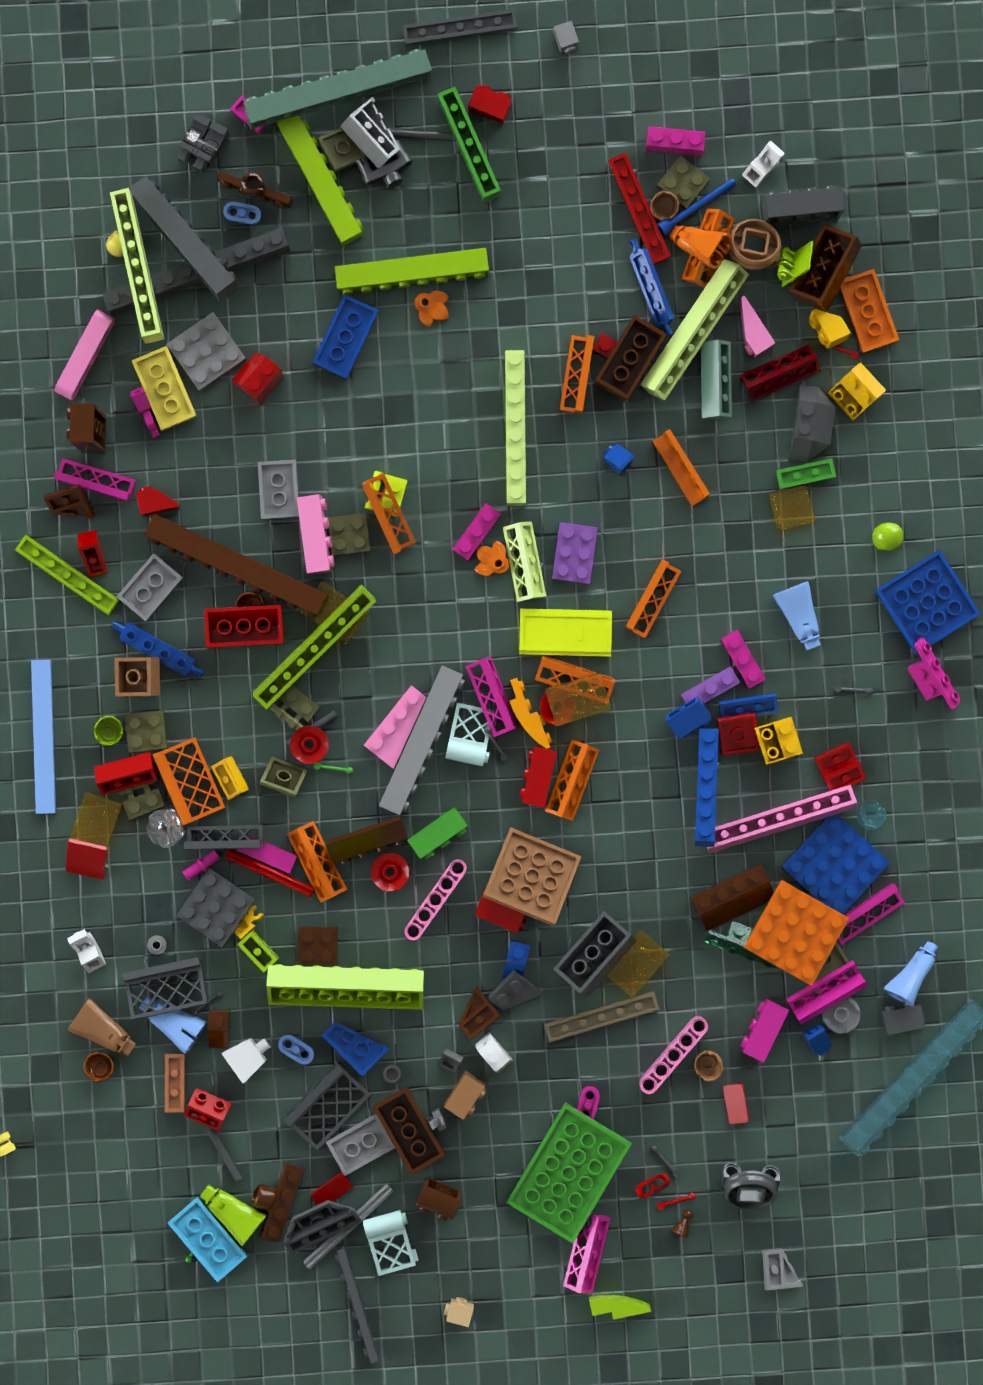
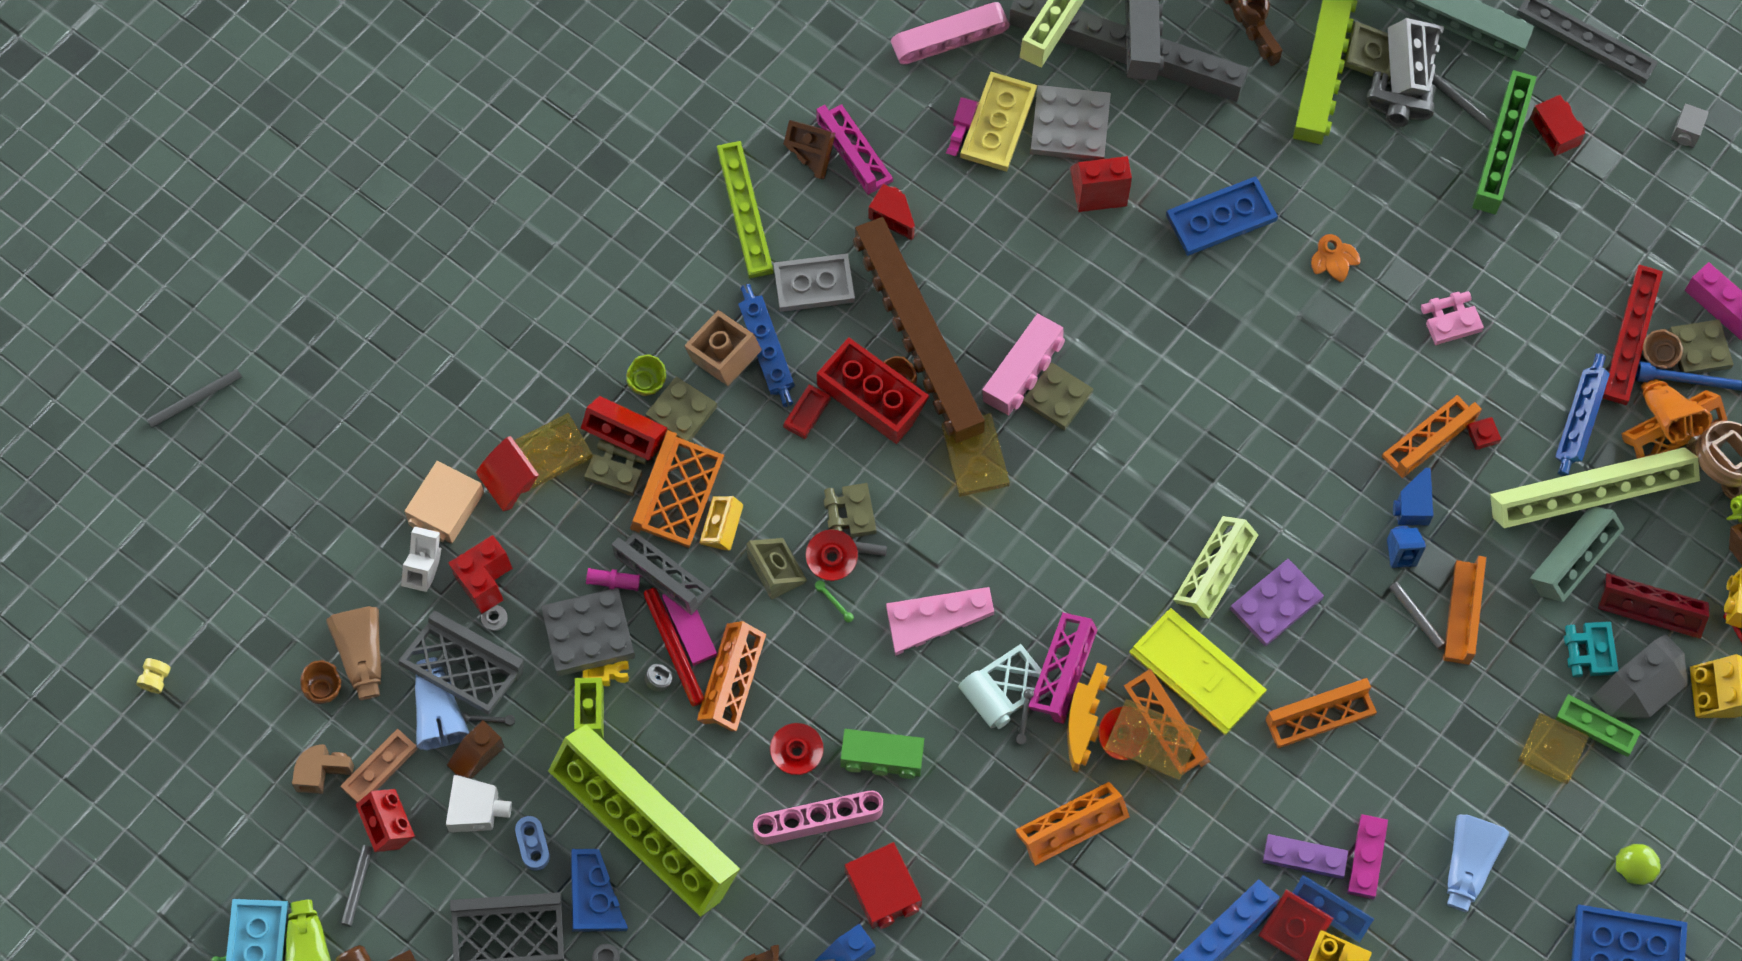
camera: 45 degrees right, 20 degrees down
(43, 736) = (577, 333): light blue tile -> none
(66, 906) = (444, 502): none -> light nougat brick
(87, 428) = (892, 84): reddish brown brick -> none
(92, 553) = (787, 207): red slope -> none
(123, 929) = (477, 571): none -> red brick
(139, 1113) = (314, 764): none -> medium nougat brick
(174, 828) = (620, 519): clear plate -> none
(217, 669) = (807, 411): none -> red tile
(243, 212) = (1221, 33): medium blue plate -> none
(278, 489) = (1024, 294): light grey plate -> none
(278, 898) = (658, 677): none -> dark grey tile
(314, 646) = (924, 462): lime brick -> none
(318, 946) = (656, 757): reddish brown plate -> none
(367, 839) = (804, 693): reddish brown slope -> none
(381, 515) = (1107, 402): orange fence -> none
(398, 487) = (1133, 397): neon yellow plate -> none
(412, 270) = (1344, 209): lime brick -> none
(421, 739) = (949, 648): light grey brick -> none
(476, 531) = (1191, 499): dark pink plate -> none
(489, 559) = (1183, 534): orange plate -> none
(515, 428) = (1320, 432): yellowish green brick -> none
(532, 876) = (941, 878): medium nougat plate -> none
(533, 291) = (1454, 324): none -> bright pink plate
(538, 776) = (1039, 787): red brick -> none
(601, 424) = (1415, 501): none -> blue slope
(630, 358) = (1501, 461): reddish brown brick -> none
(658, 493) = (1417, 615): none -> flat silver bar
(688, 717) = (1256, 860): blue brick -> none
(755, 335) = (1657, 548): bright pink slope -> none
(771, 426) = (1599, 647): none -> teal plate

